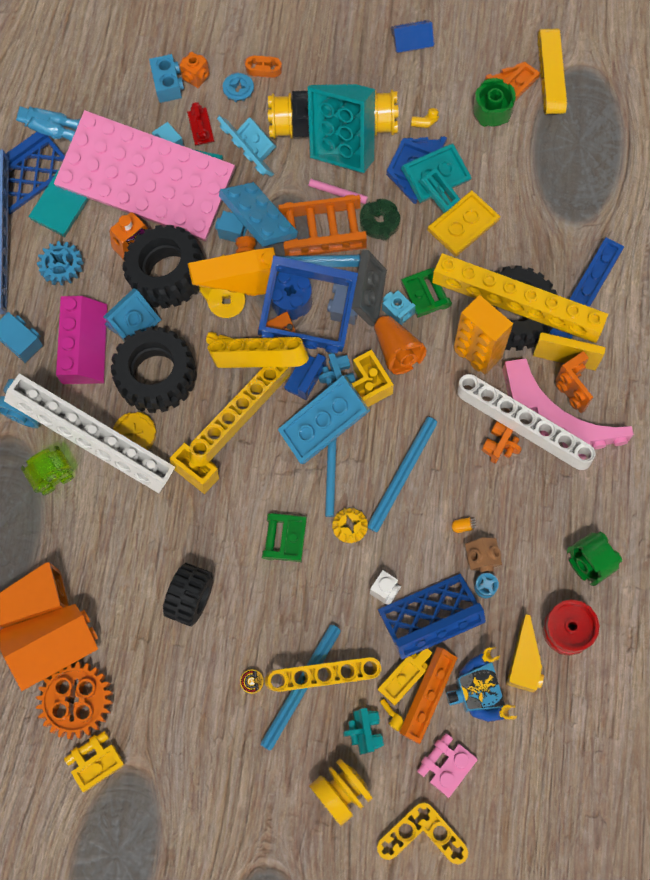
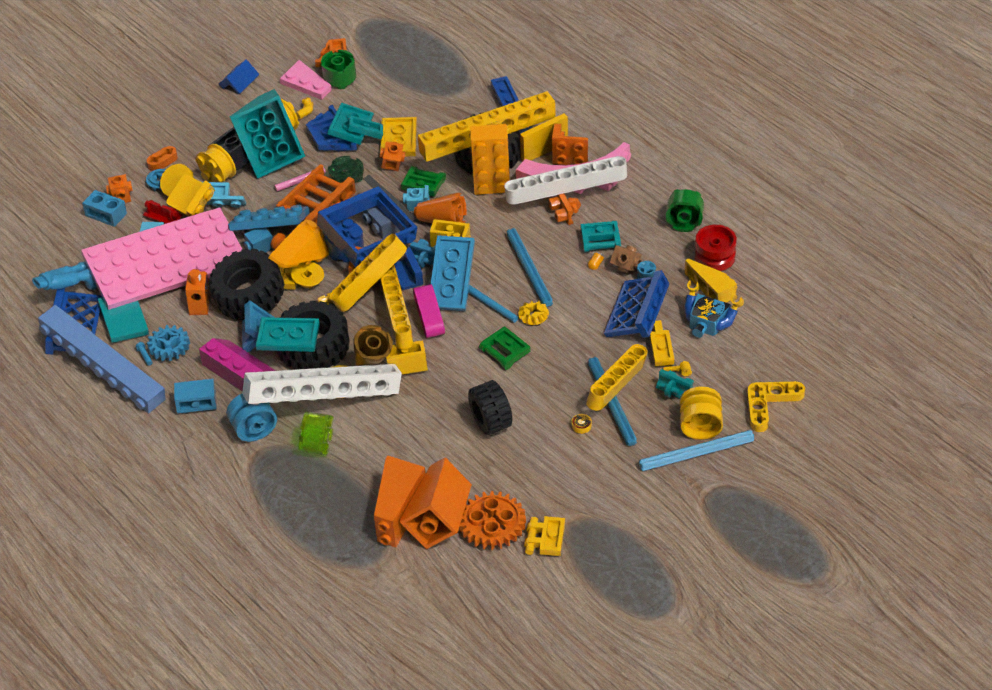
camera: 50 degrees left, 25 degrees down
(42, 244) = (141, 347): none -> dark azure piece
(122, 355) = (287, 334): none -> teal tile
(153, 440) = (371, 345): none -> pearl gold cone
(225, 132) = (190, 195): none -> yellow bracket
(238, 104) = (172, 176): none -> yellow tile
(266, 438) = (428, 311): none -> dark pink beam
(304, 816) = (696, 450): none -> dark azure axle
(385, 588) = (594, 317): white brick -> none
(427, 248) = (392, 156): none -> orange brick
(428, 695) = (686, 342): orange plate -> none
(454, 768) = (743, 359): bright pink plate -> none
(460, 88) = (305, 80): none -> bright pink wing
(501, 499) = (600, 231): none -> teal plate
(552, 71) = (355, 35): yellow beam -> none

